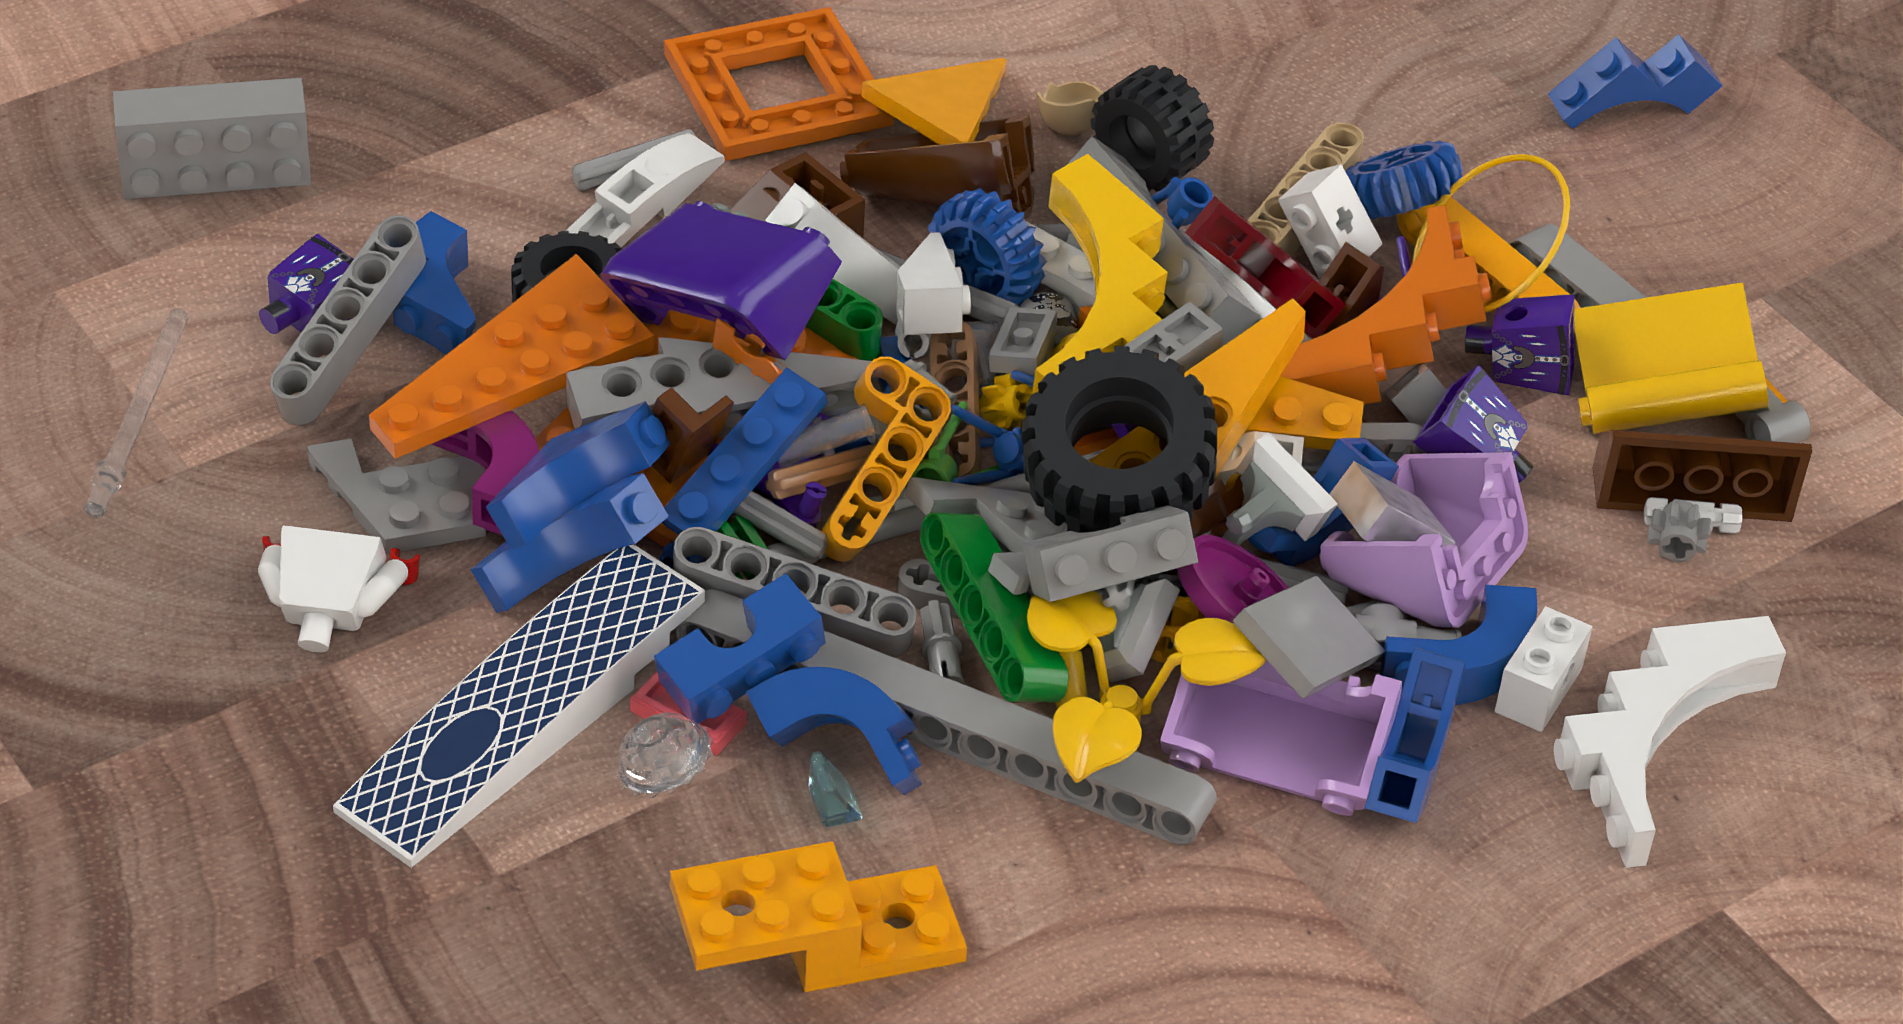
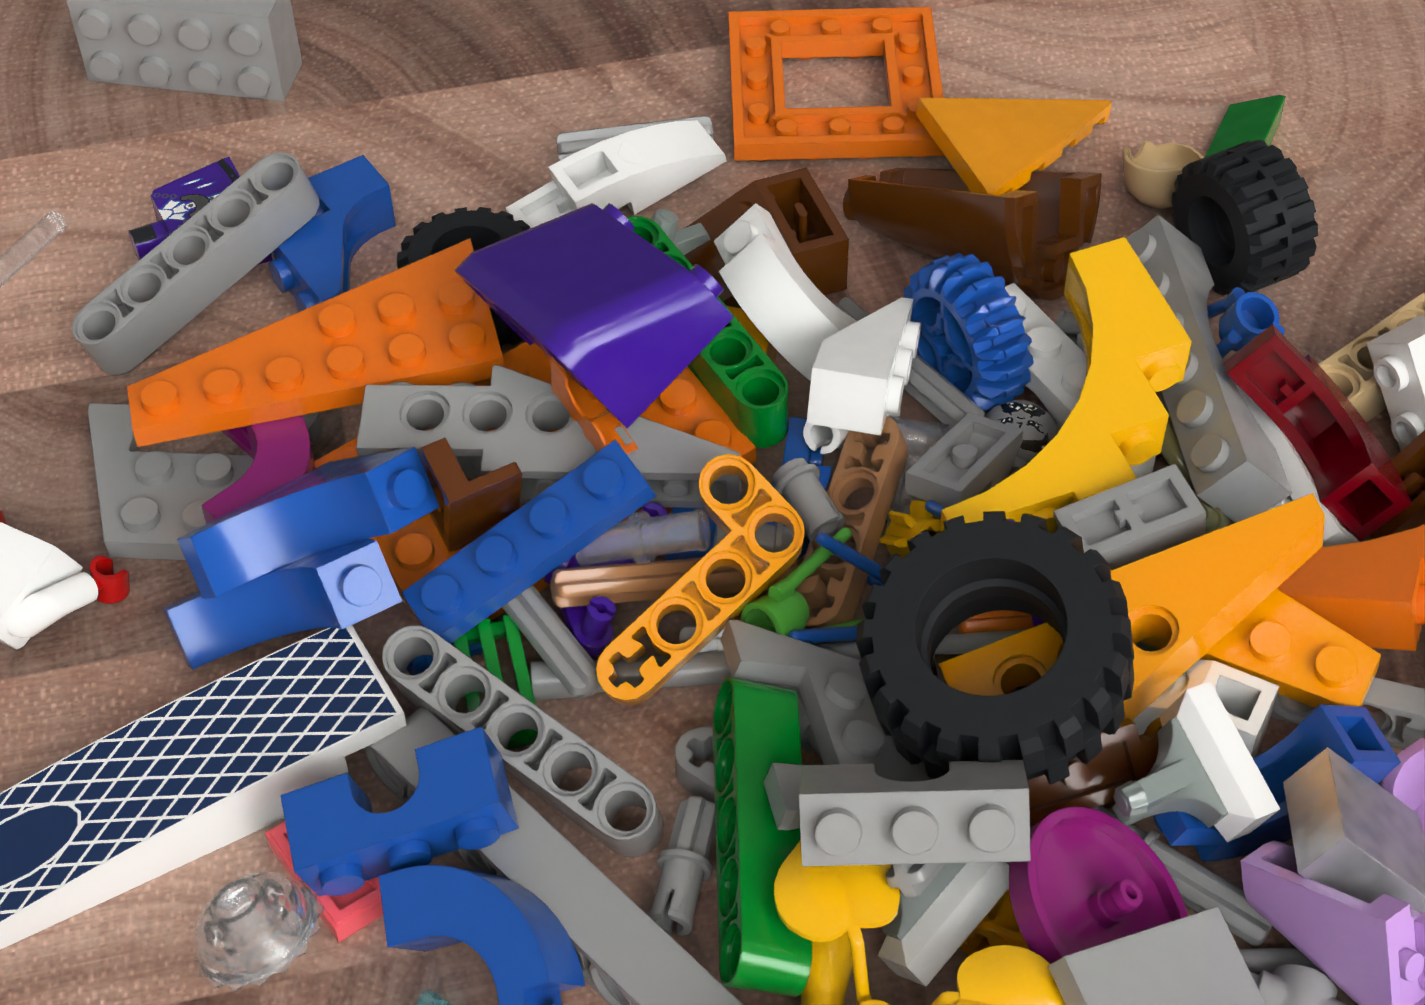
camera: 25 degrees right, 5 degrees up
(1117, 59) = (1248, 122): none -> green slope

